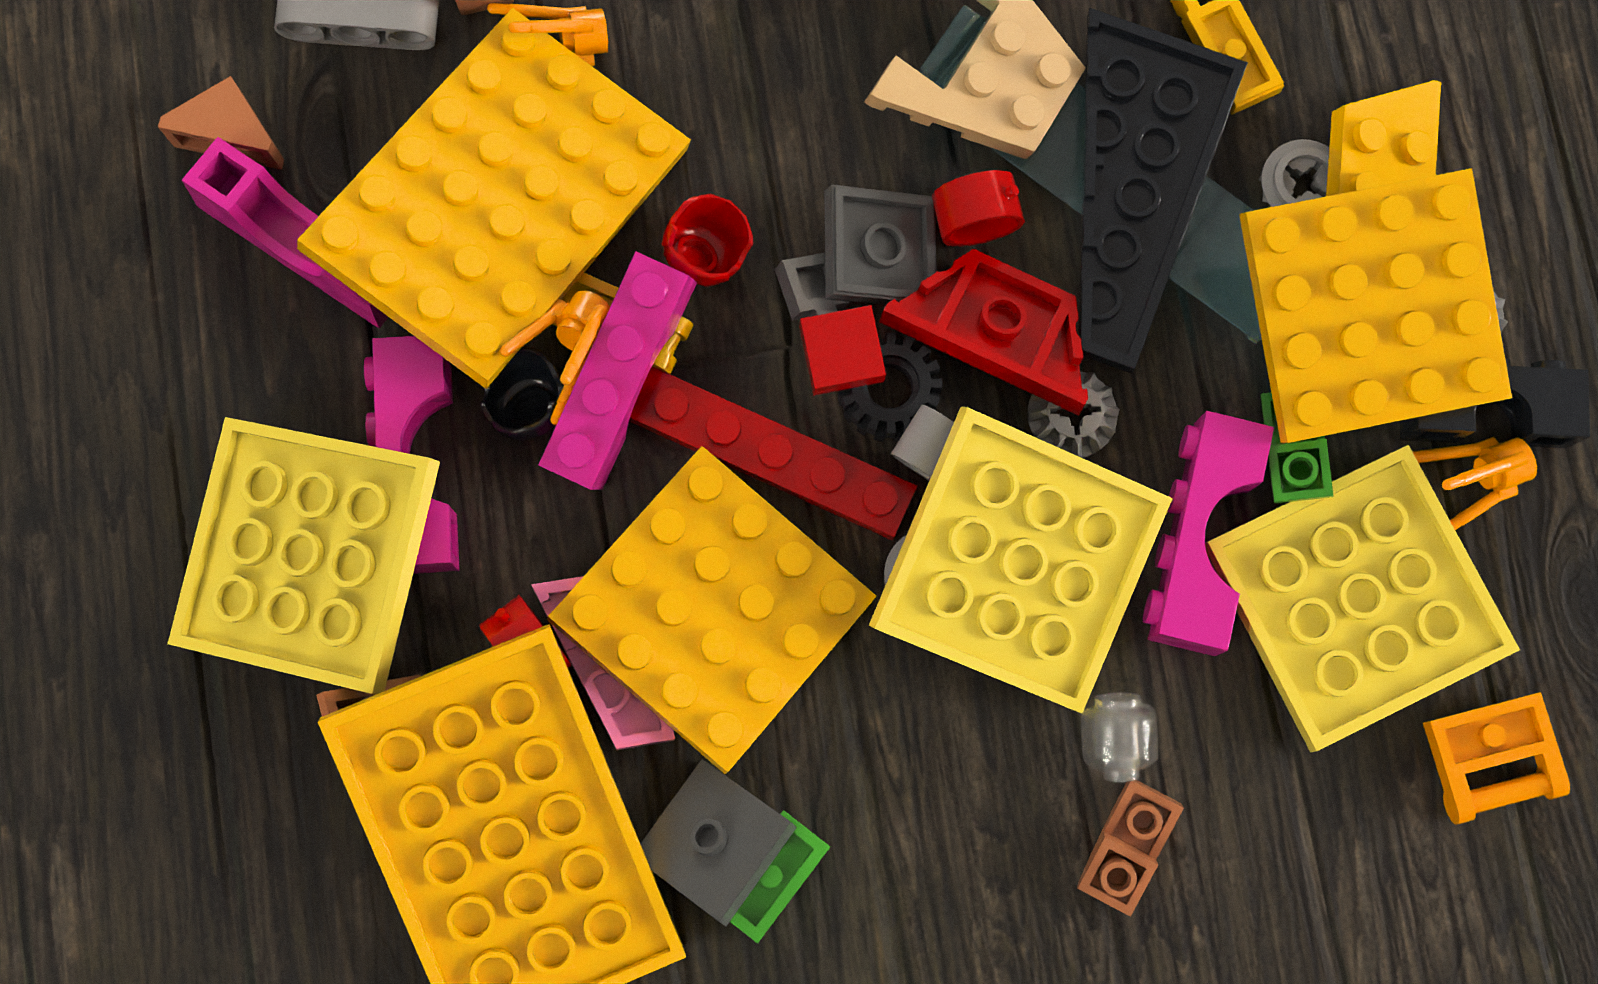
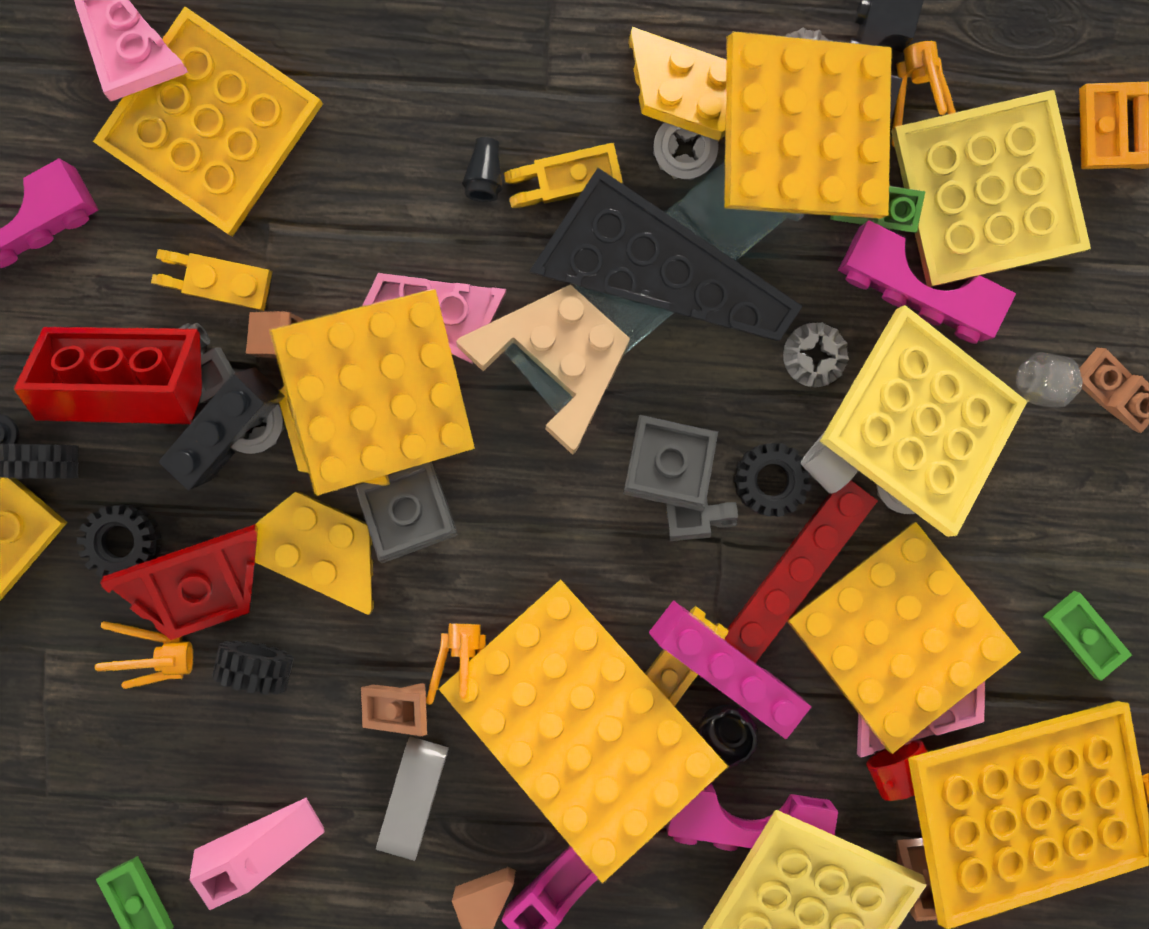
camera: 70 degrees left, 10 degrees up
(577, 329) = (694, 691): light orange plant -> none
(707, 239) = (643, 586): red hair -> none
(715, 842) = (1061, 669): dark grey plate -> none
(842, 350) = (750, 511): red piece -> none
(978, 208) = (661, 388): red piece -> none
(999, 325) = (748, 393): red wing -> none

